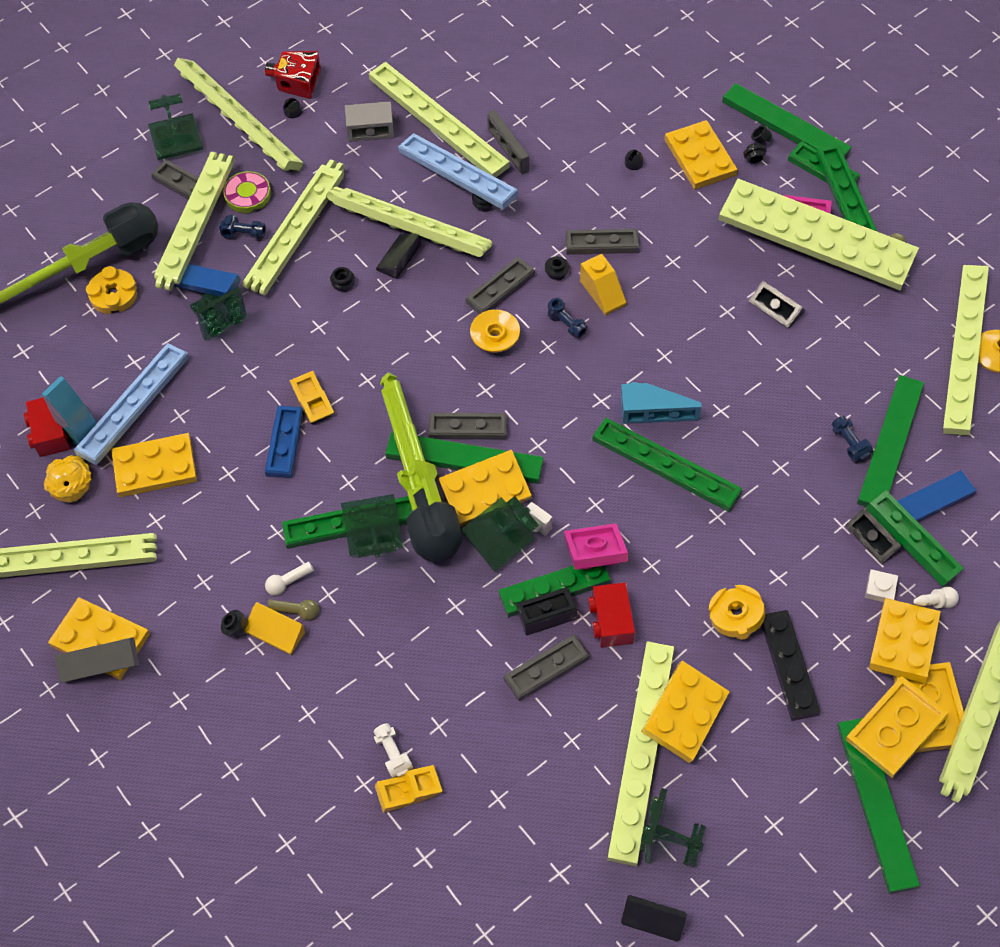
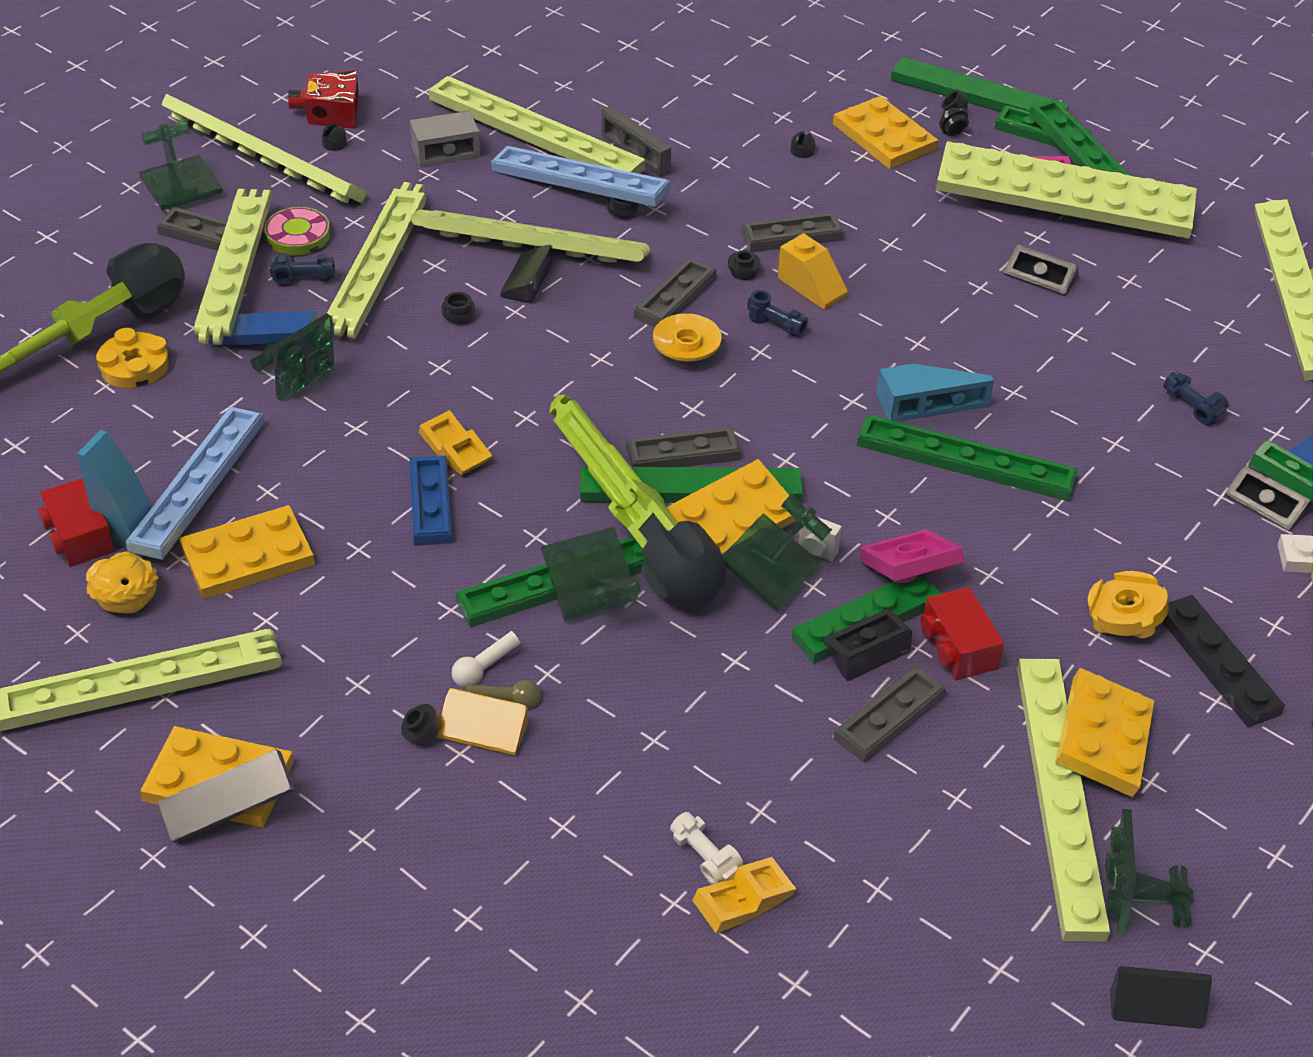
camera: 15 degrees left, 15 degrees down
(891, 439) = (1244, 393): green tile -> none

